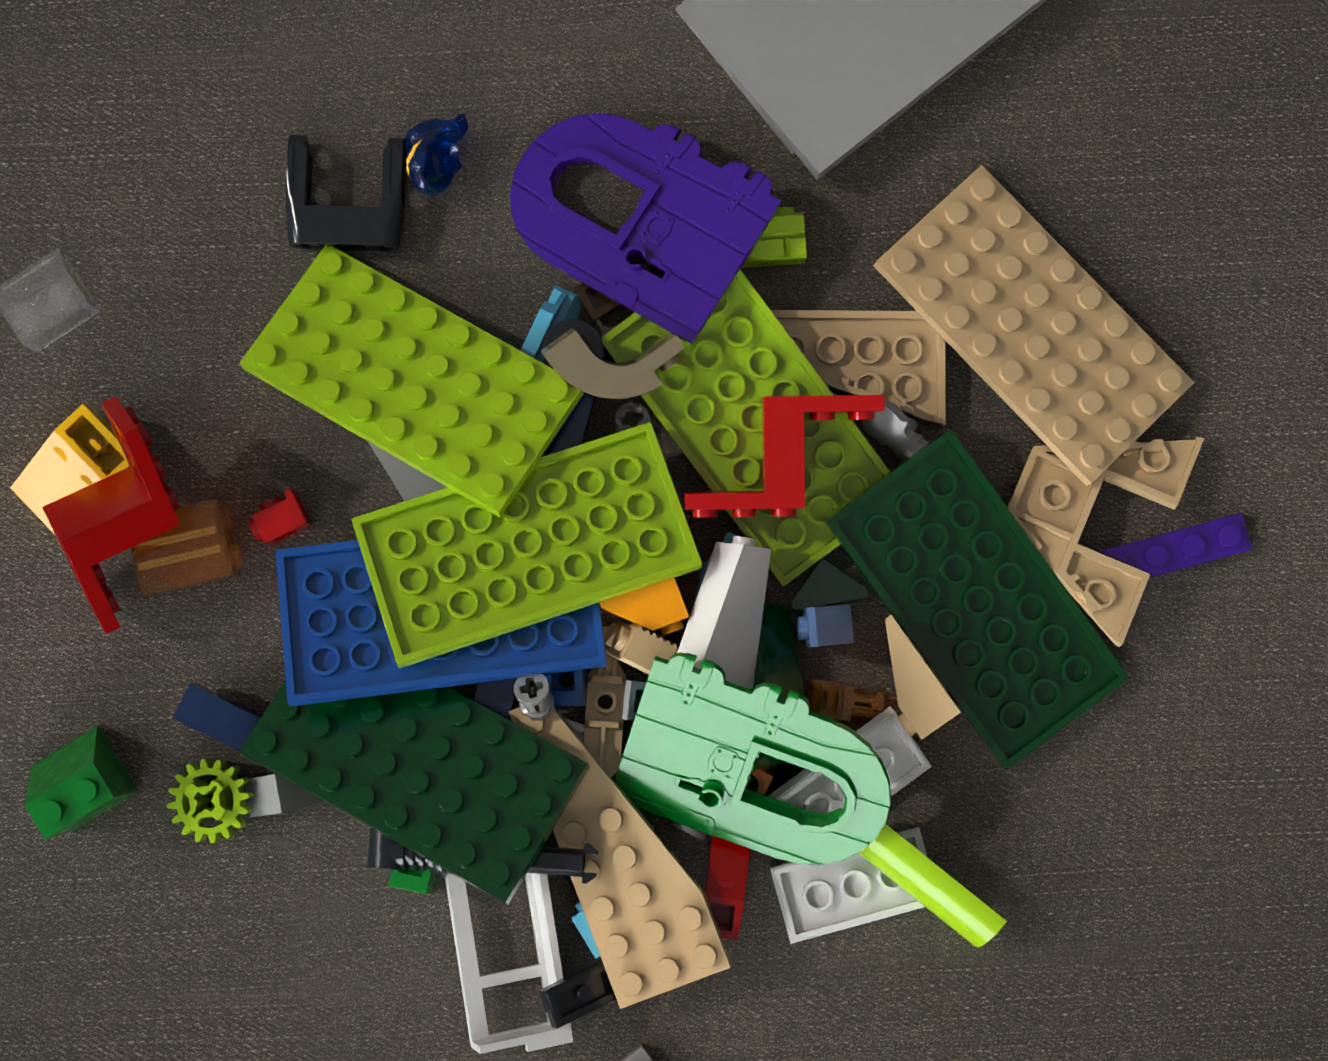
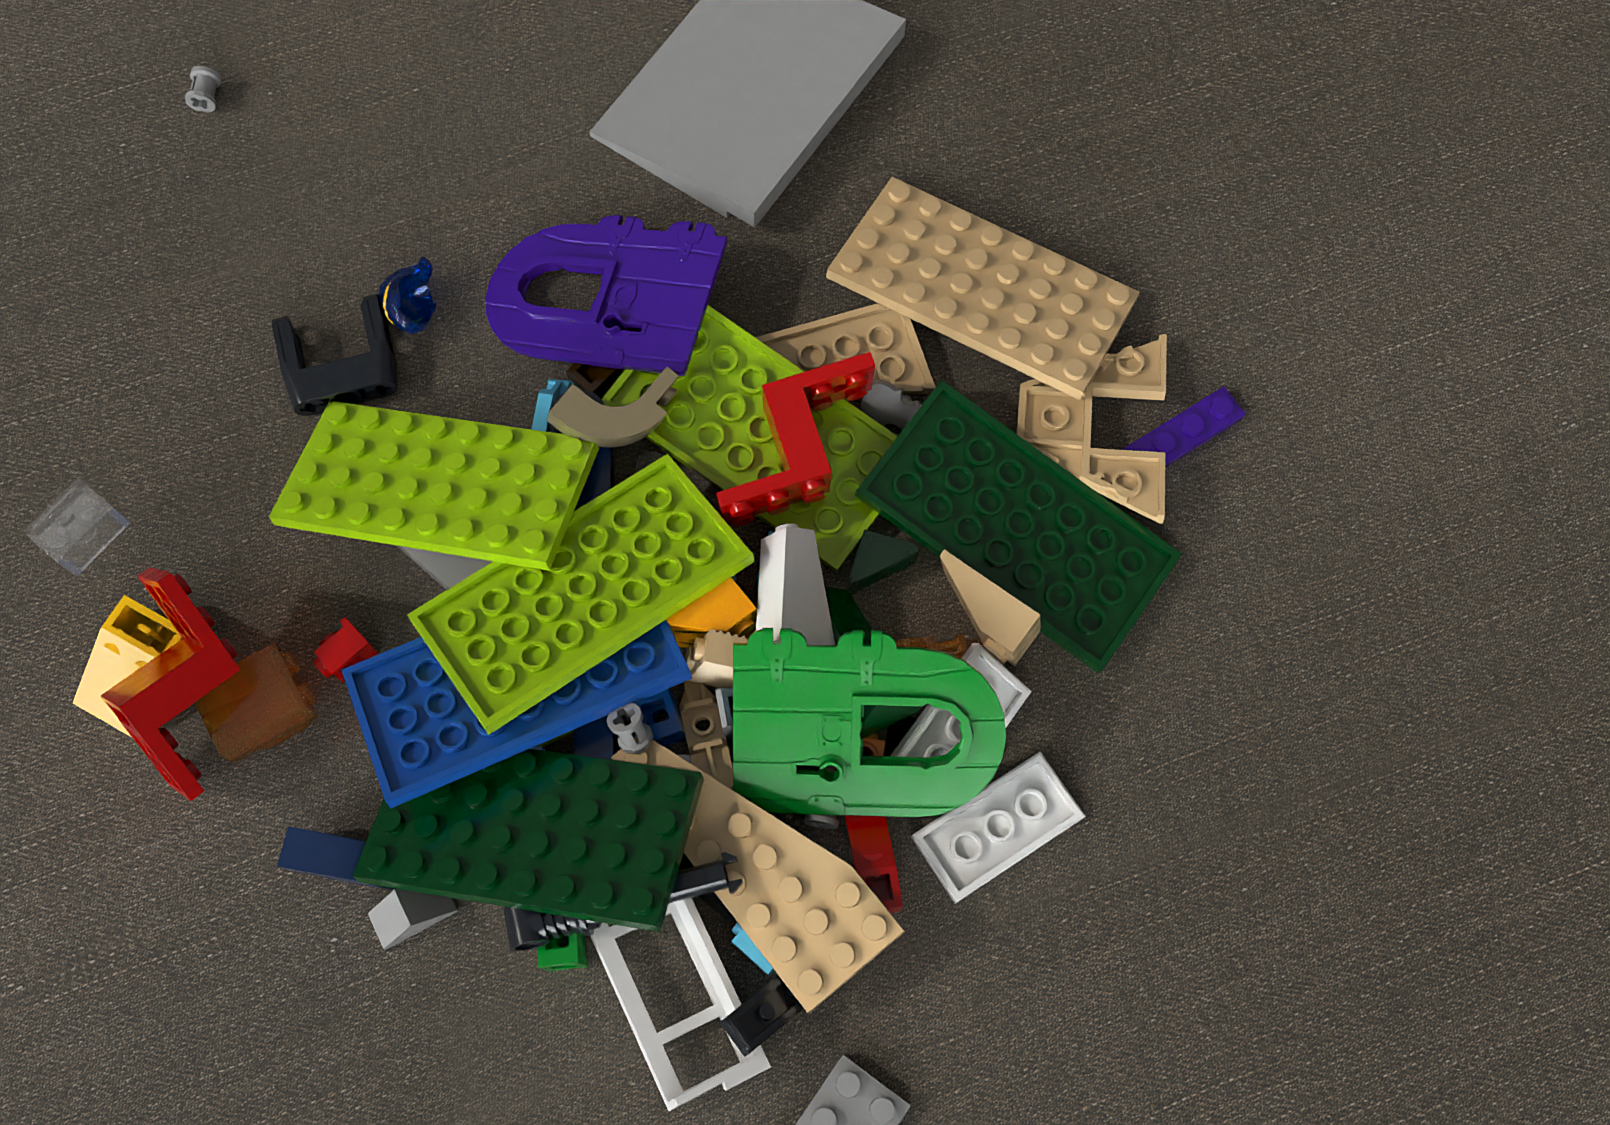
camera: 15 degrees left, 15 degrees down
(76, 784) = (198, 970): green slope -> none
(197, 791) = (325, 956): lime gear -> none
(781, 241) = (737, 283): lime brick -> none
(825, 626) = (887, 590): medium blue slope -> none
(933, 887) = (1071, 796): lime brick -> none

